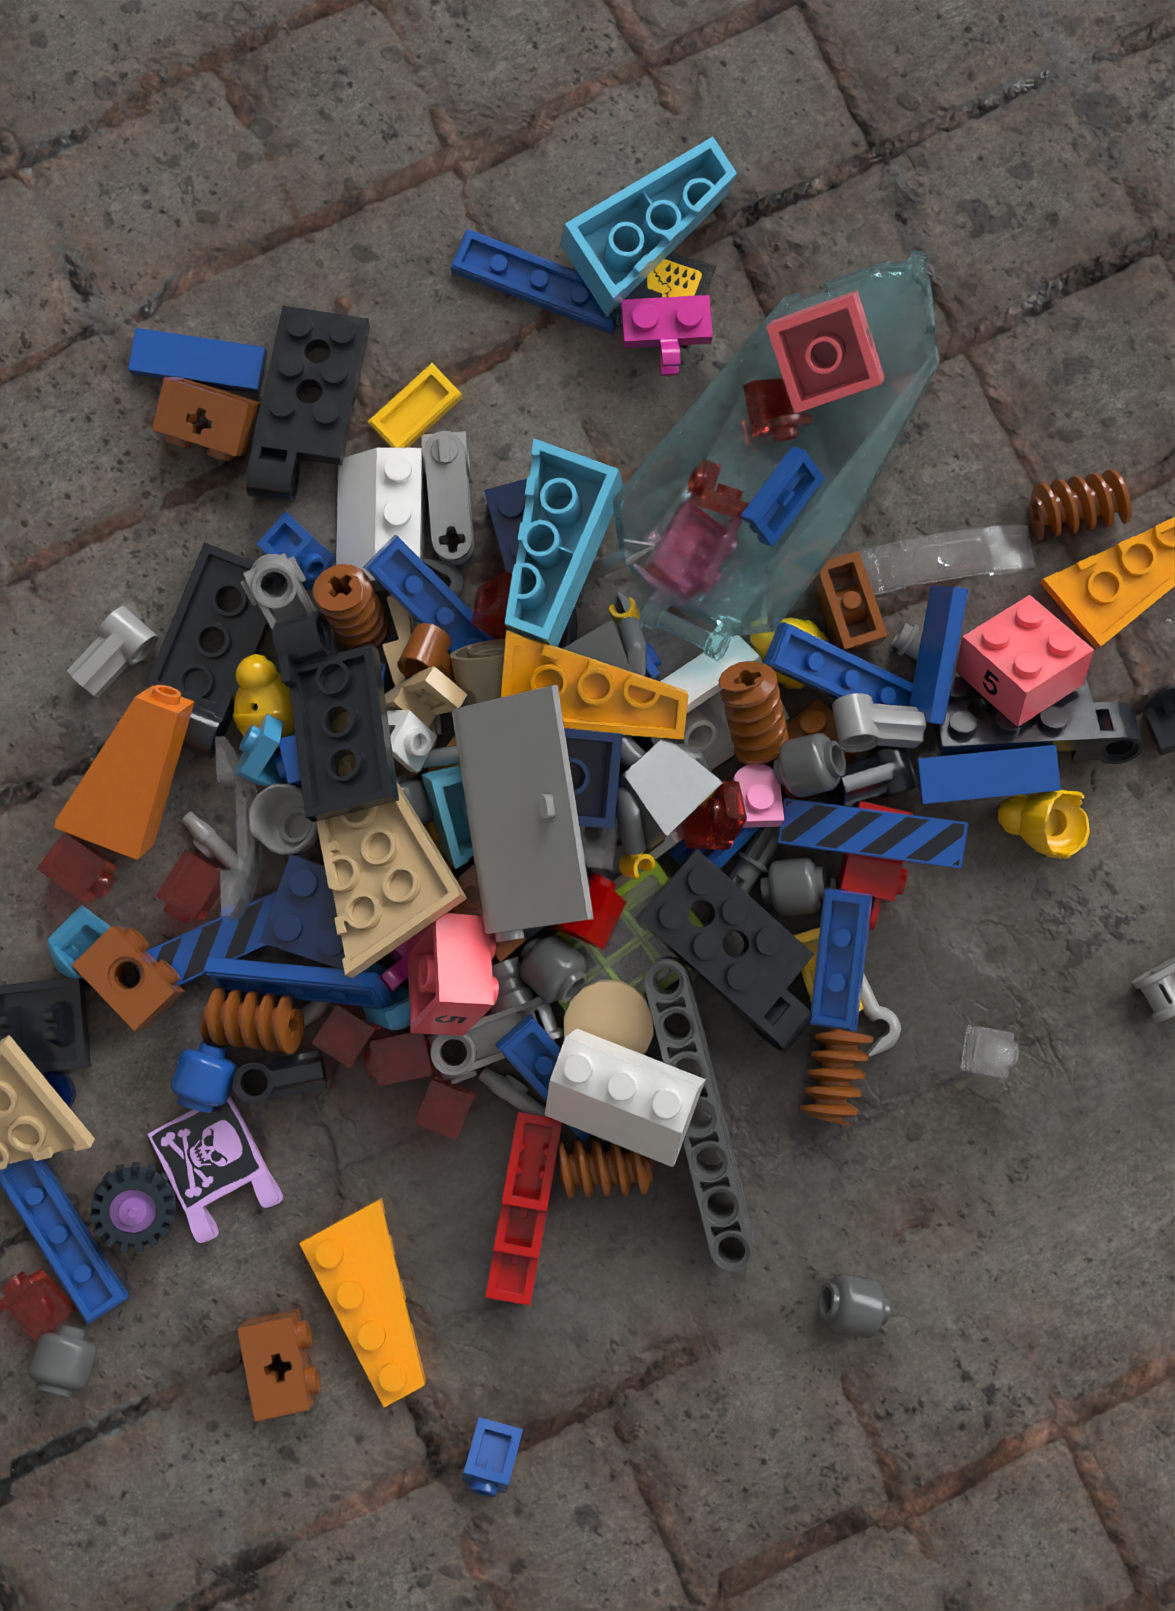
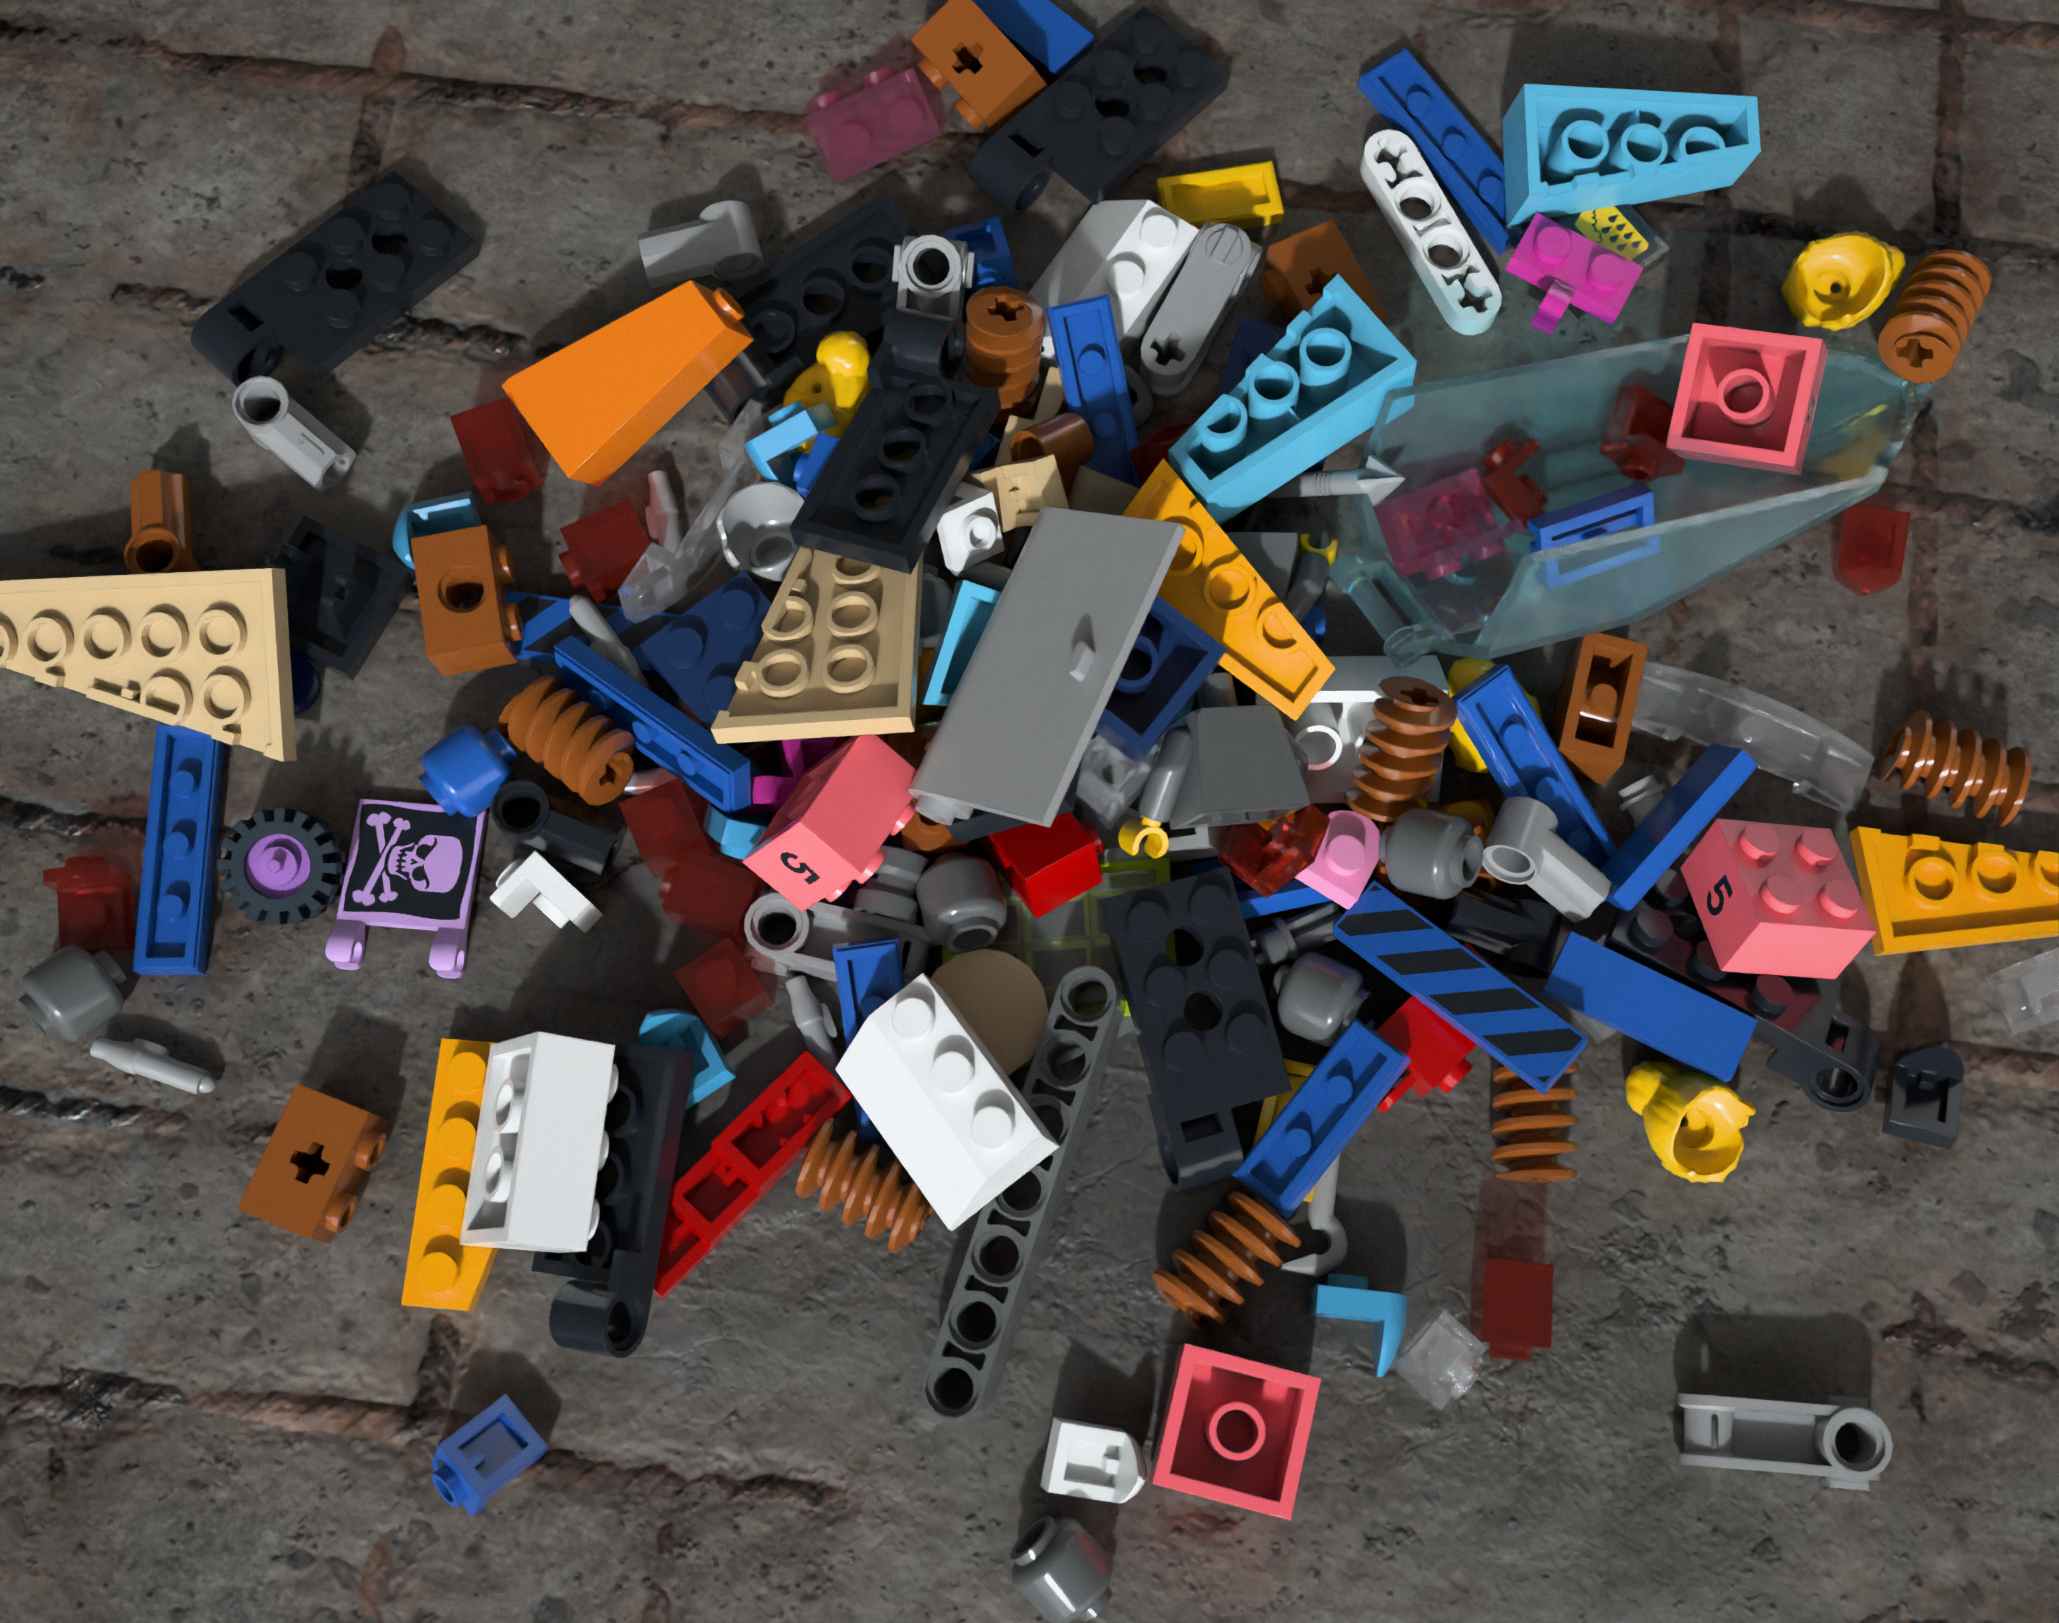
camera: 30 degrees right, 10 degrees down
(139, 1367) = (153, 1062): none -> light grey piece
(160, 498) = (870, 124): none -> clear pink bracket
(231, 946) = (603, 638): none -> light grey piece
(310, 1117) = (557, 900): none -> white bracket
(405, 1273) = (540, 1144): none -> white slope
(449, 1162) = (689, 1032): none -> dark azure plate
(459, 1299) = (616, 1275): none -> black hinge
(511, 416) = (1305, 264): none -> dark orange brick
(563, 343) = (1421, 234): none -> white beam
(833, 1235) = (1093, 1462): none -> white plate
(844, 208) = (1855, 263): none -> yellow piece
(901, 1169) = (1234, 1431): none -> coral brick
(903, 214) = (1934, 315): none -> dark orange piece
(920, 1050) = (1350, 1299): none -> dark azure plate
(953, 394) = (1870, 549): none -> clear red plate
(967, 888) = (1532, 1129): none -> dark orange piece
(1012, 995) = (1511, 1307): none -> clear red brick

